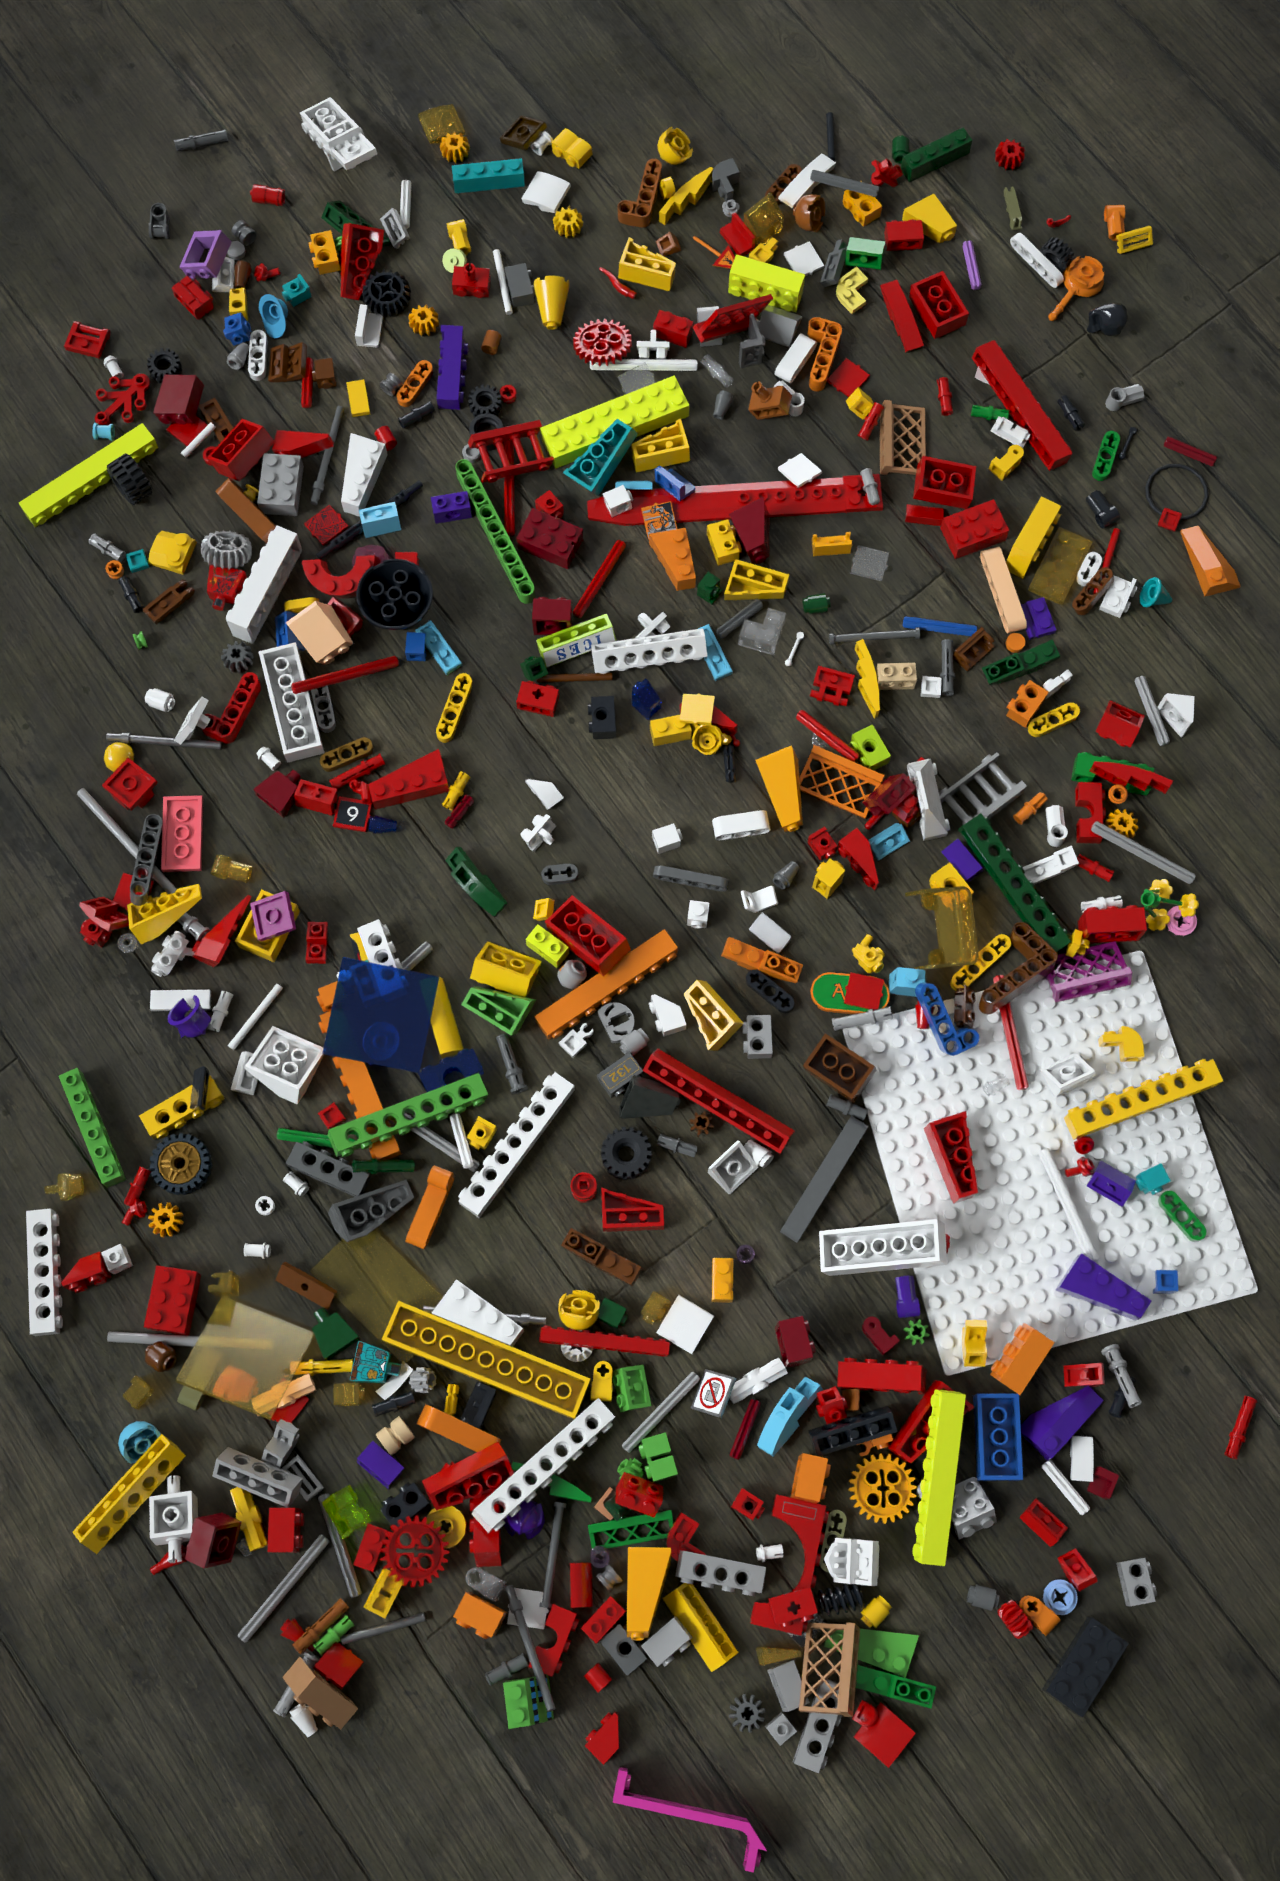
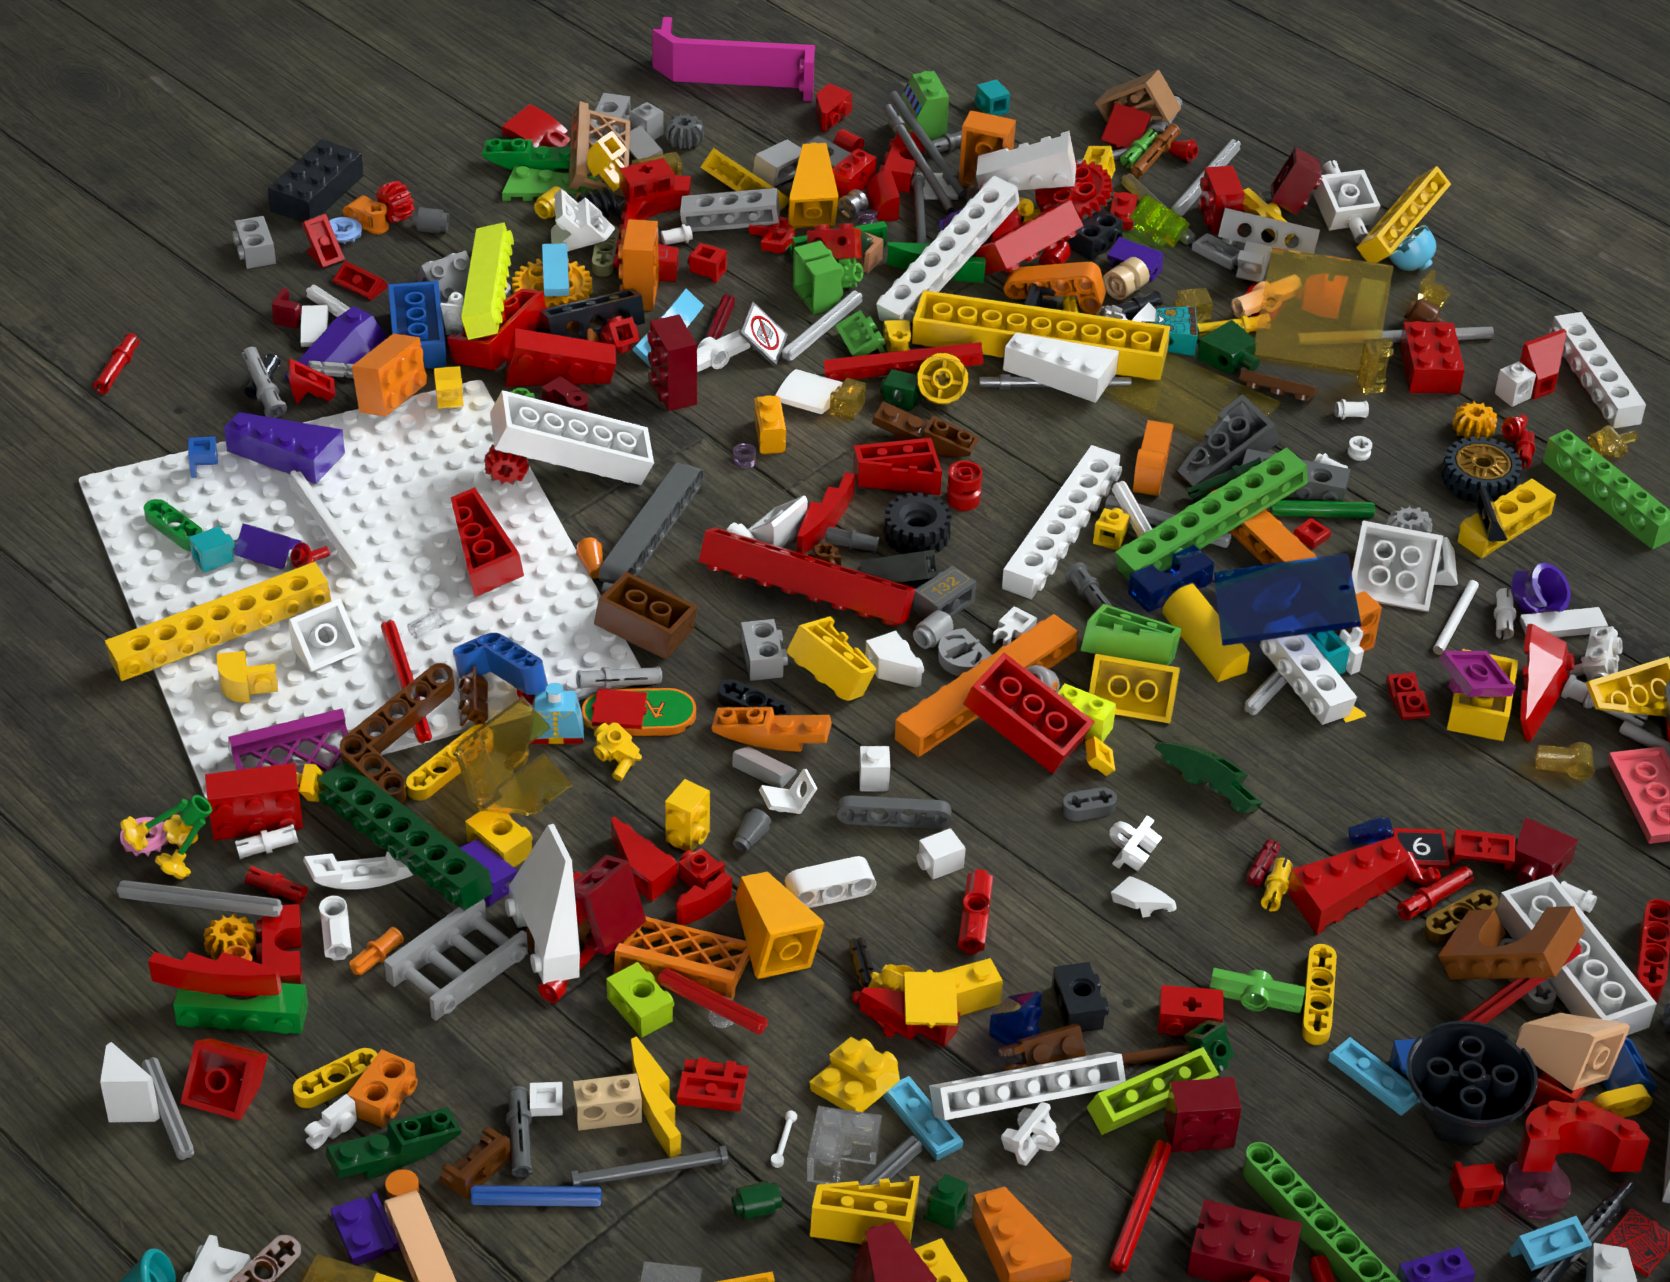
camera: 170 degrees right, 30 degrees down
(260, 1098) = (1410, 519): none -> light grey gear
(355, 711) = (1539, 954): none -> dark orange arch
(452, 1736) = (992, 98): none -> teal brick
(454, 1567) = (1031, 166): none -> white wedge
(464, 1557) = (1025, 207): none -> yellow cylinder
(492, 710) = (1258, 990): none -> bright green piece
(553, 1668) = (898, 126): none -> flat silver bar
(620, 684) = (1046, 1047): none -> reddish brown hinge
(655, 780) = (975, 912): none -> red piece
(697, 1168) = (825, 514): none -> red slope
(747, 677) = (856, 1075): none -> yellow plate
(824, 1633) = (603, 159): none -> yellow brick
(828, 817) = (701, 903): none -> red slope
(872, 1149) = (591, 555): none -> orange cone
(880, 1490) = (555, 269): none -> medium azure tile
(968, 1437) = (452, 314): none -> white hinge
(1066, 1394) = (332, 368): none -> light grey axle

